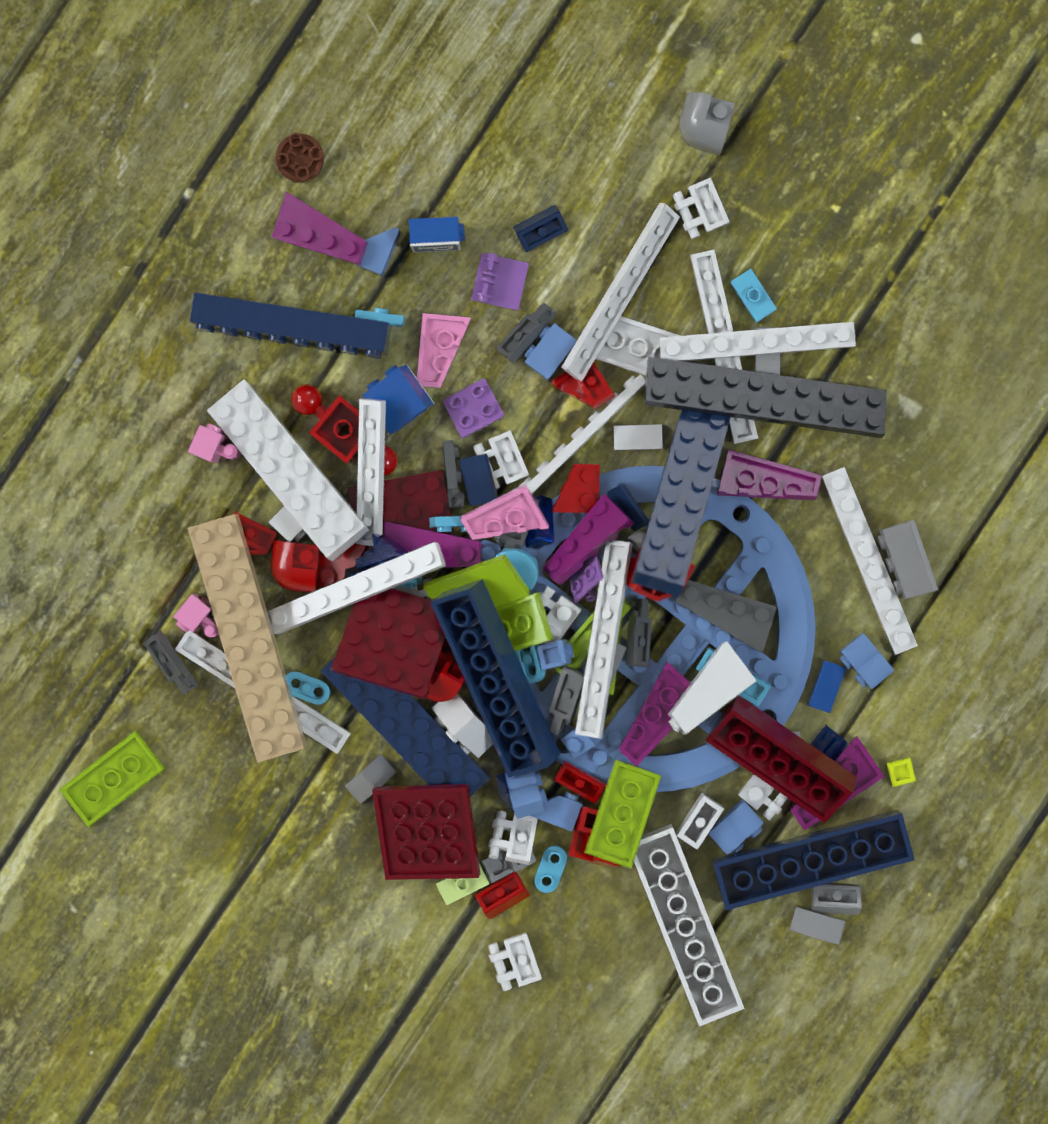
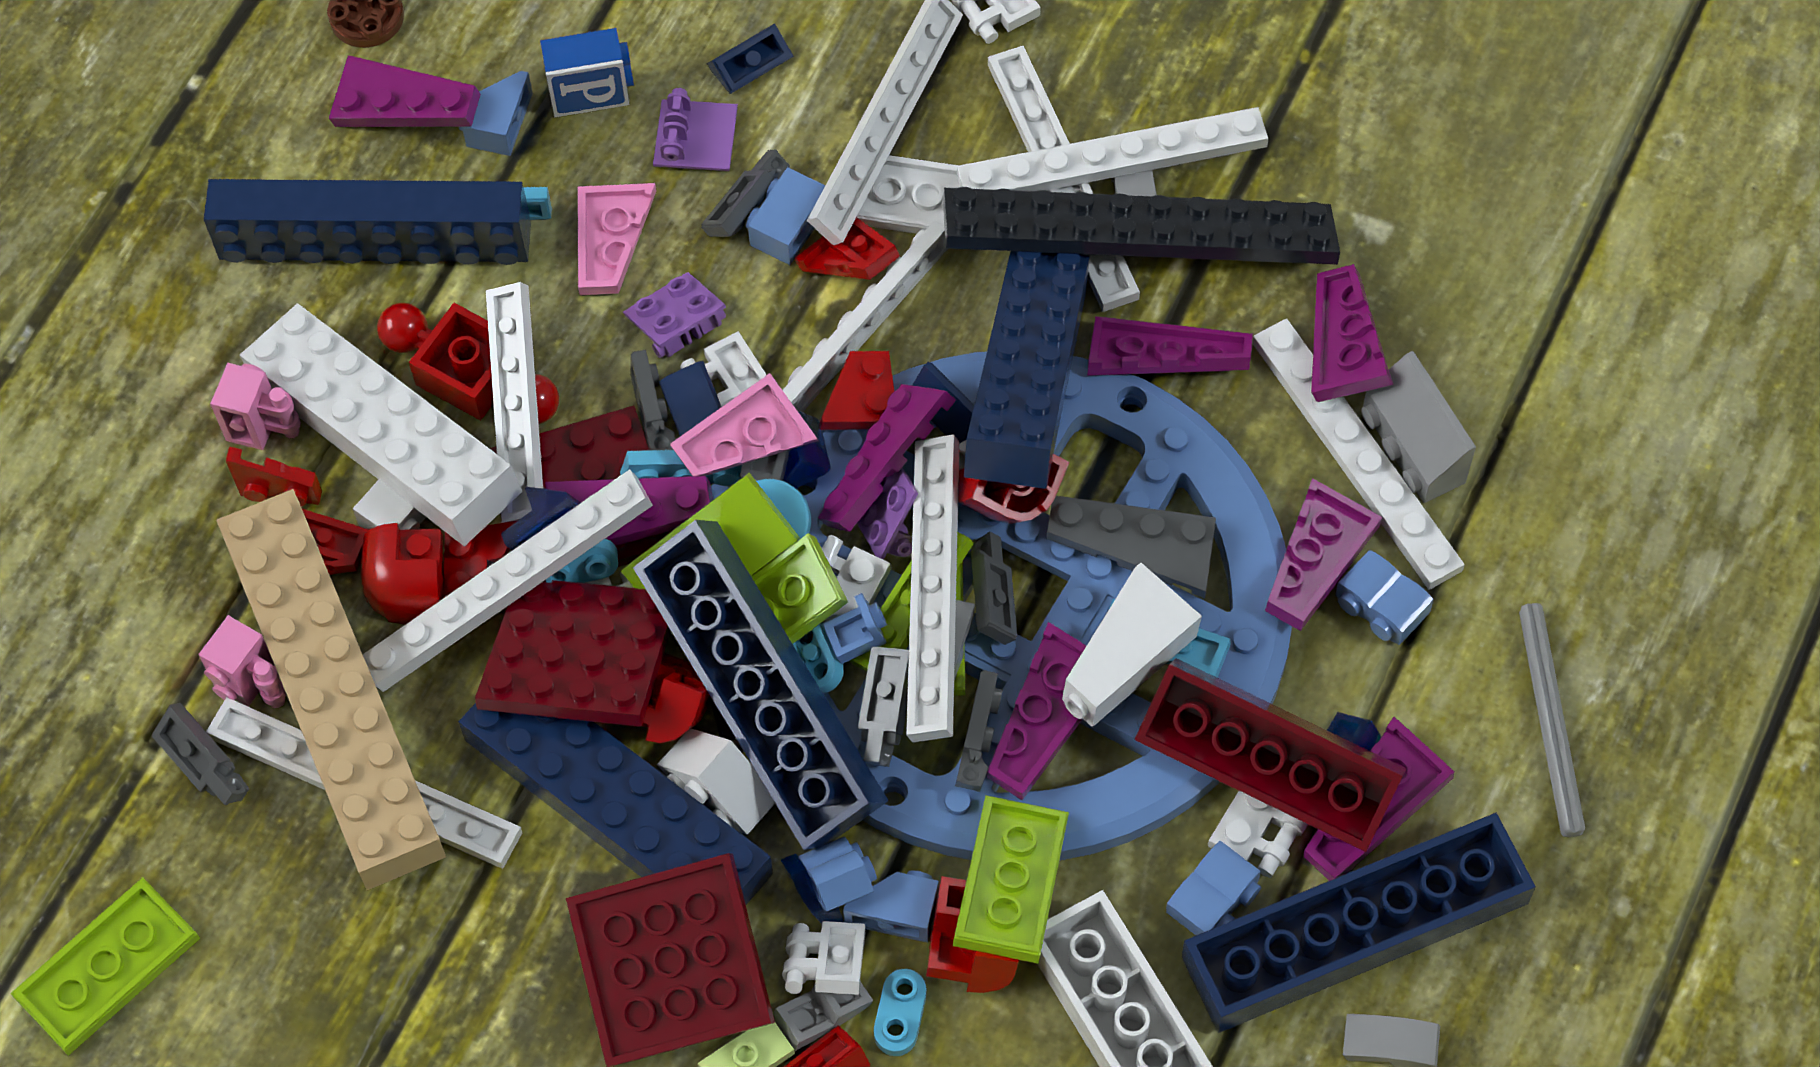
camera: 10 degrees left, 25 degrees down
(214, 493) = (271, 479): none -> red wing
(307, 687) = (441, 765): medium azure plate -> none
(372, 776) = (547, 912): light grey slope -> none
(403, 396) = (560, 305): blue piece -> none
(578, 744) = (921, 767): medium blue bracket -> none
(580, 782) = (929, 848): red slope -> none
(617, 725) = (979, 736): none -> dark grey hinge
(638, 437) = (946, 321): white tile -> none
(699, 820) = (1149, 882): white brick -> none
(753, 295) = (1095, 104): medium azure plate -> none
(826, 686) = (1326, 650): blue slope -> none
(836, 626) = (1320, 550): none -> magenta wing
(836, 899) = (1417, 995): light grey slope -> none
(876, 493) = (1345, 338): none -> magenta wing
(901, 772) = (1481, 769): neon yellow tile -> none
(947, 747) = (1552, 720): none -> light grey axle

